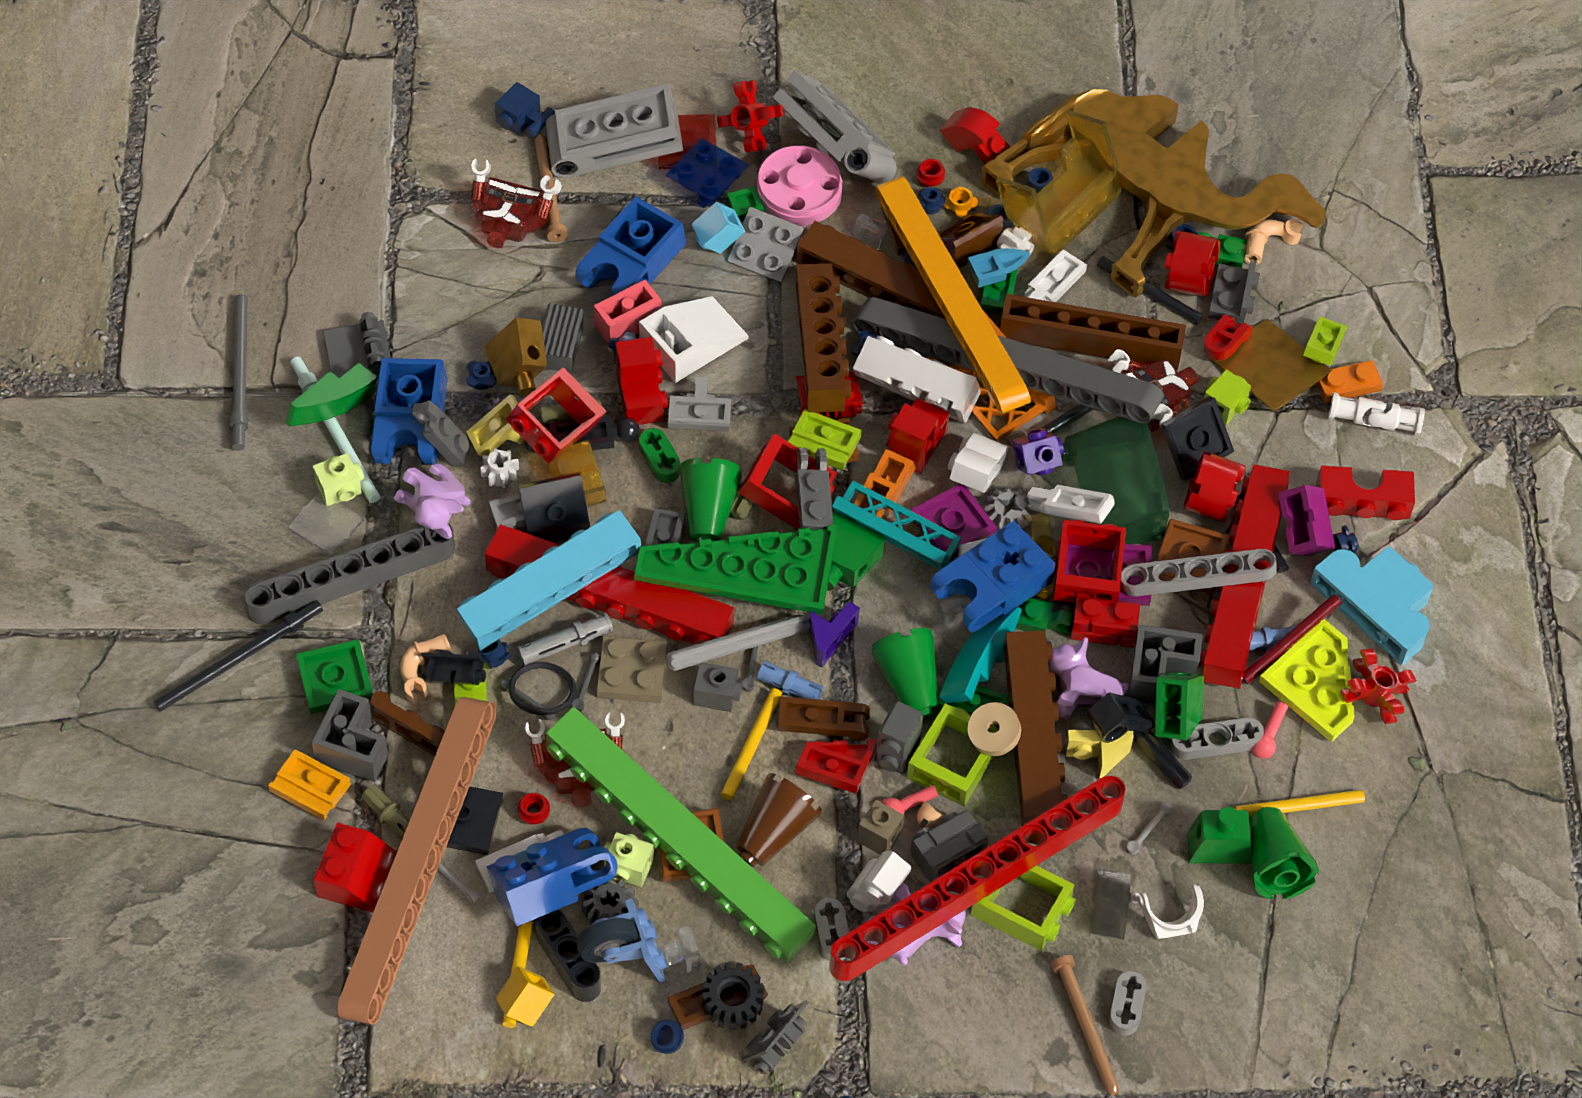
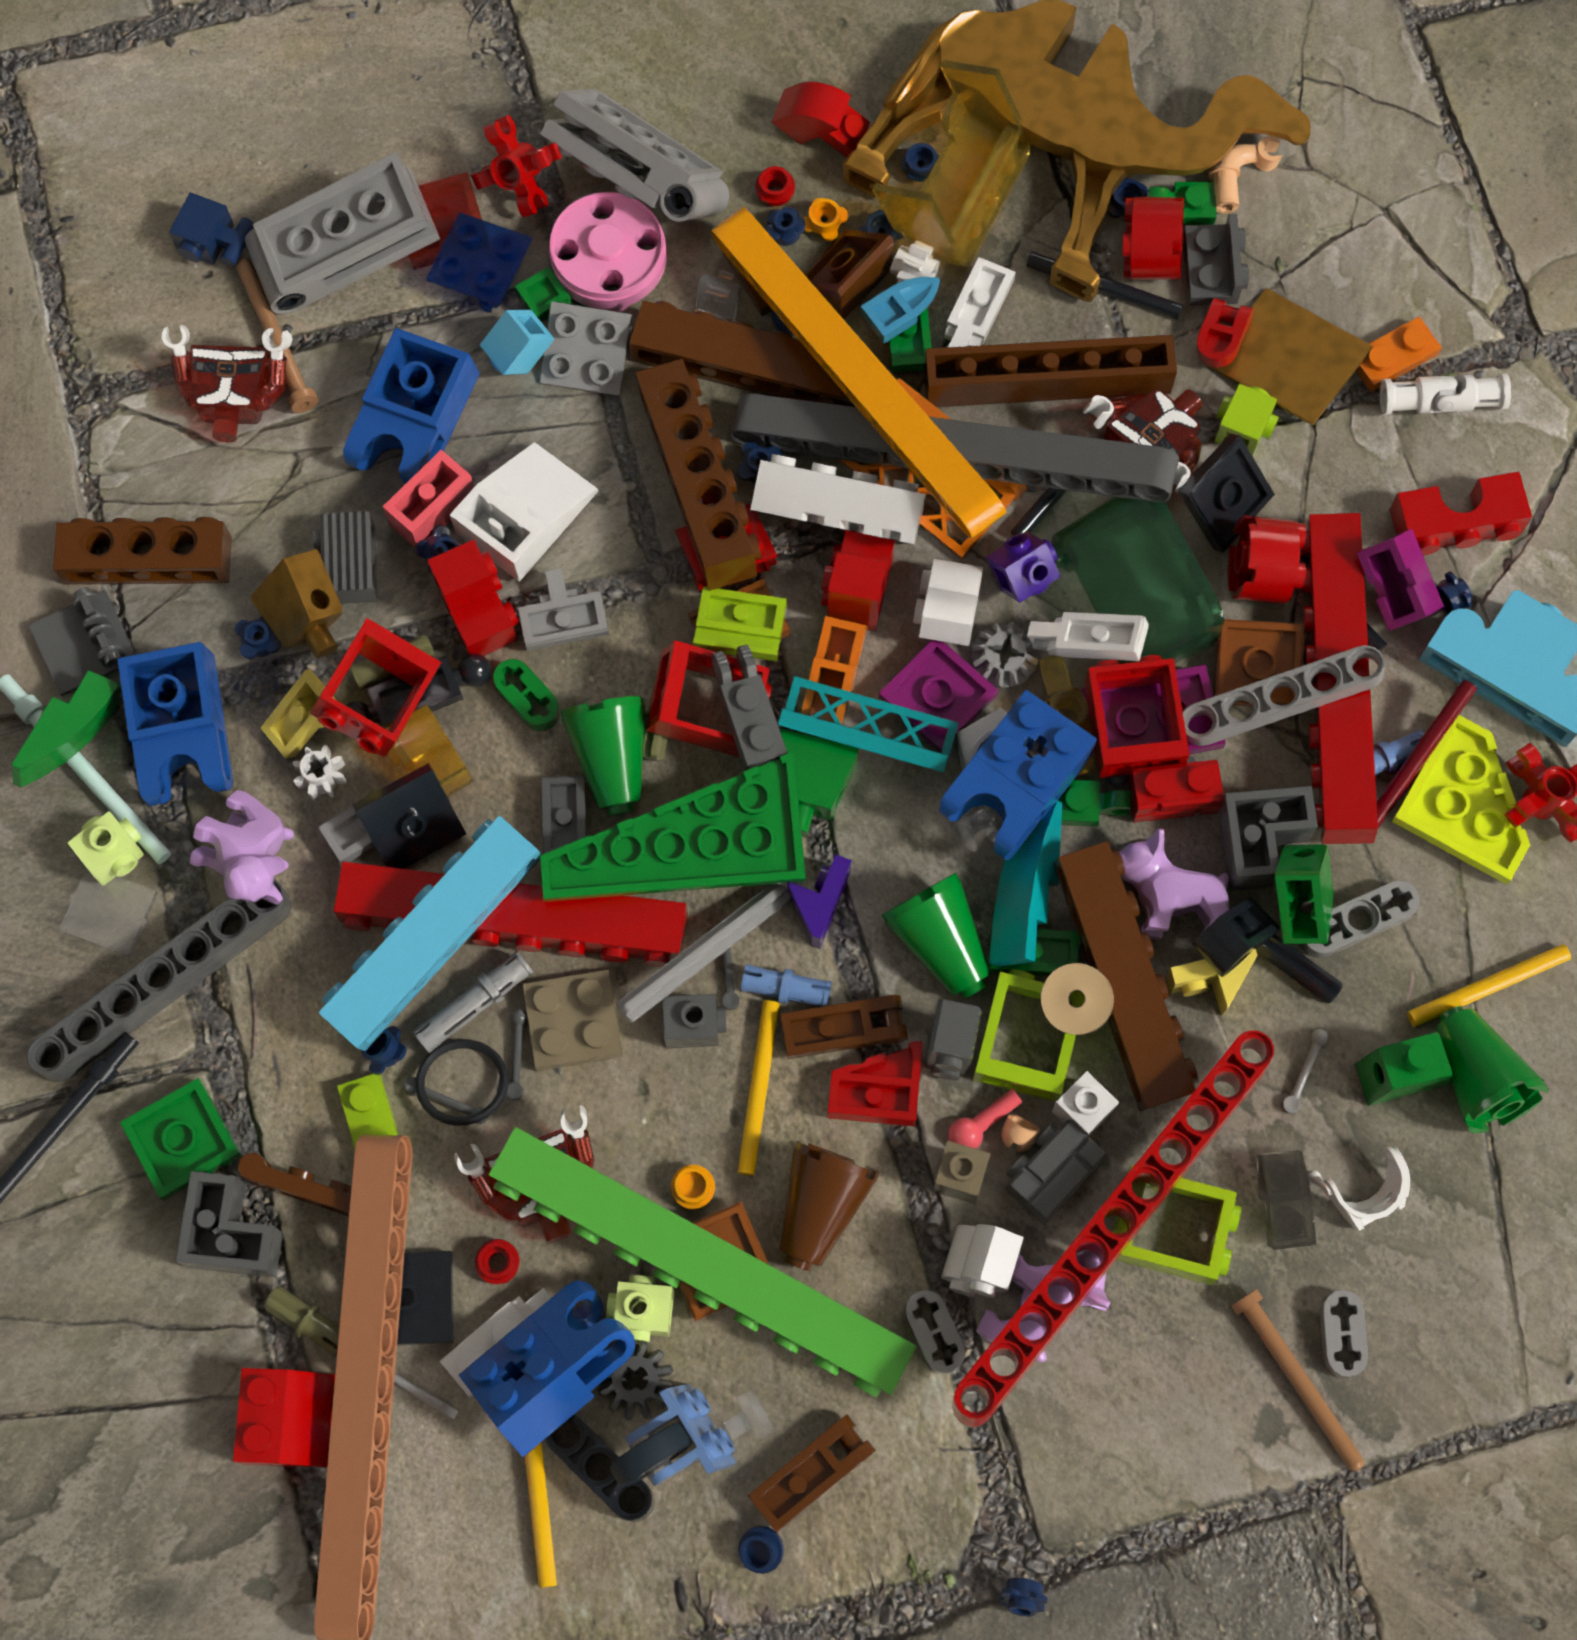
camera: 10 degrees left, 15 degrees up
(309, 784) = (189, 1308): light orange plate -> none
(403, 303) = (161, 564): none -> reddish brown brick
(413, 659) = (282, 1079): light nougat piece -> none
(442, 432) = (229, 747): dark grey hinge -> none
(467, 667) = (356, 1086): black hinge -> none
(525, 996) = (558, 1544): yellow panel -> none
(687, 793) = (692, 1187): none -> light orange plate
(733, 1014) = (862, 1468): black tyre -> none
(782, 1034) = (905, 1509): dark grey hinge -> none
(983, 804) = (1085, 1104): none -> white brick
(1266, 746) = (1427, 910): coral bar -> none
(1325, 341) = (1354, 306): lime plate -> none

